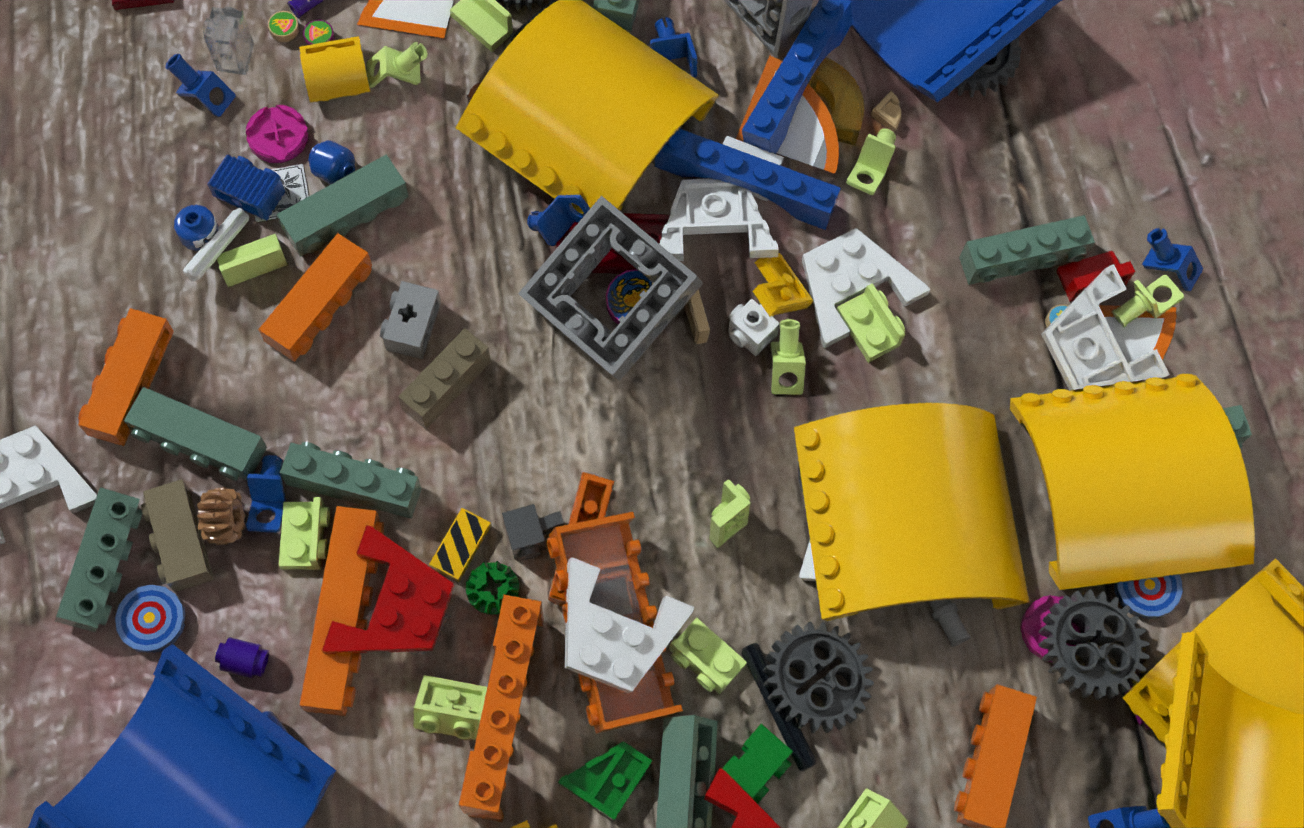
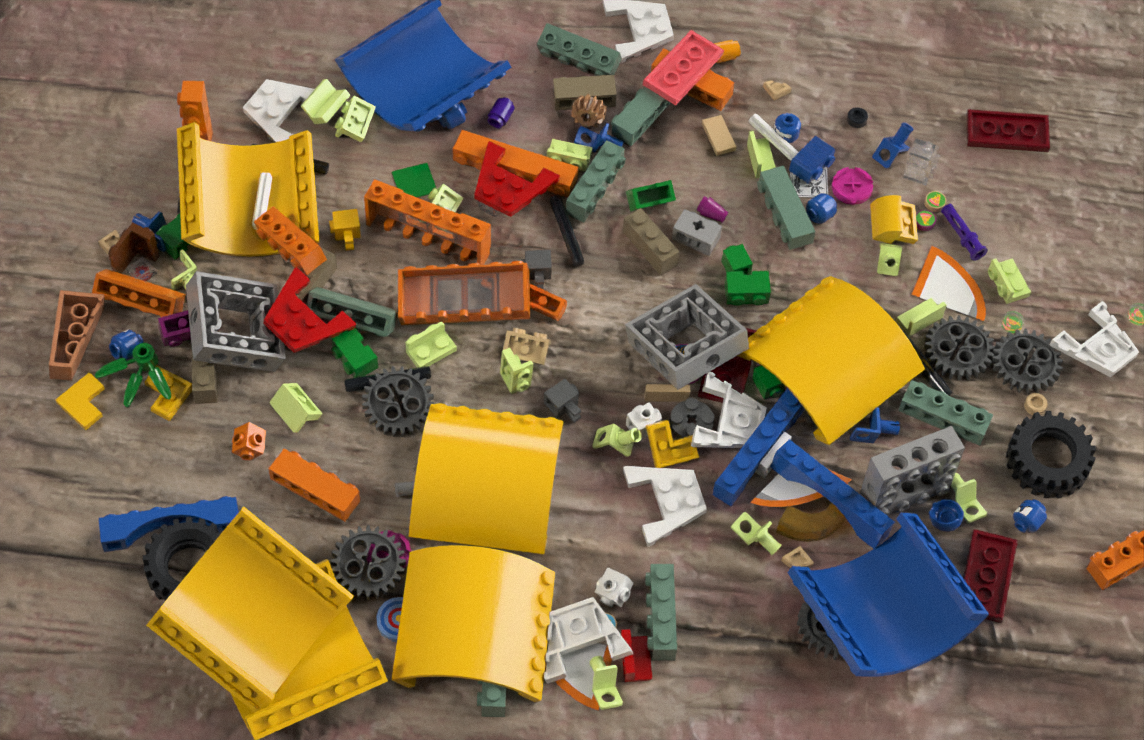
camera: 105 degrees right, 10 degrees down
(57, 342) = (731, 50): none -> light orange brick
(116, 261) = (776, 90): none -> tan tile
(116, 385) = (683, 67): none -> coral tile
(150, 618) = (538, 74): medium blue tile -> none
(151, 144) = (857, 117): none -> black tile
(221, 325) = (718, 135): none -> tan tile
(316, 297) = (723, 182): orange brick -> none
(364, 309) = (711, 209): none -> magenta cone
(364, 392) = (650, 195): none -> green brick
(401, 767) = (415, 180): none -> green sticker
(446, 506) = (567, 230): none -> black axle
(451, 257) = (737, 259): none -> green brick
(460, 544) = (540, 233): yellow tile -> none
(485, 601) = (500, 248): green gear -> none
(493, 236) = (747, 289): none -> green brick
(557, 217) = (748, 318): blue bracket -> none
(608, 779) = (371, 278): green wing -> none
(609, 644) = (446, 280): white wing -> none
(646, 188) = (767, 383): none -> green brick
(669, 515) = (527, 346): none -> tan bracket
(729, 256) = (690, 409): none -> dark grey plate
(746, 444) = (563, 399): none -> dark grey brick
(872, 323) = (631, 500): yellowish green bracket -> none
(1017, 313) = (613, 588): none -> white brick
(1172, 258) = (633, 711): blue bracket -> none

